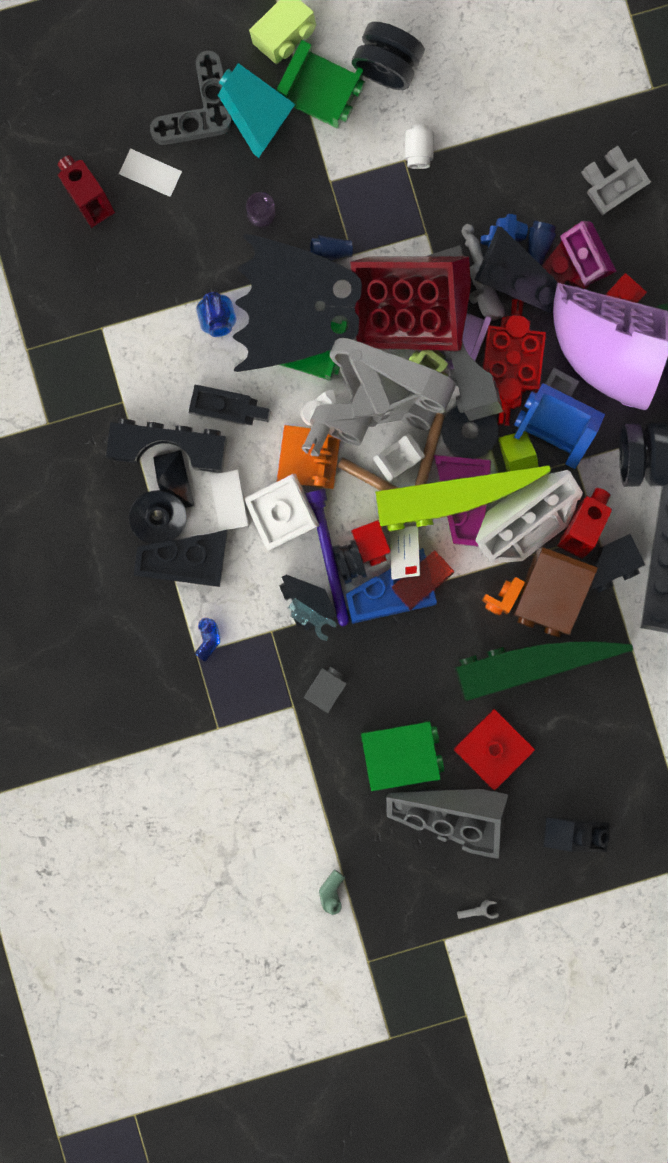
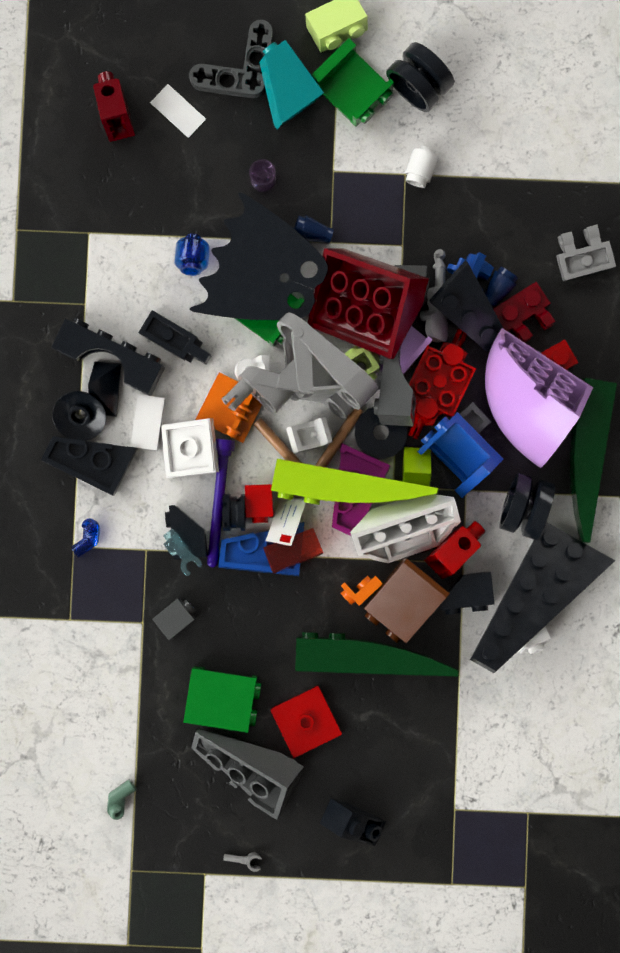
camera: 25 degrees right, 0 degrees up
(587, 253) = (538, 310): magenta slope -> none

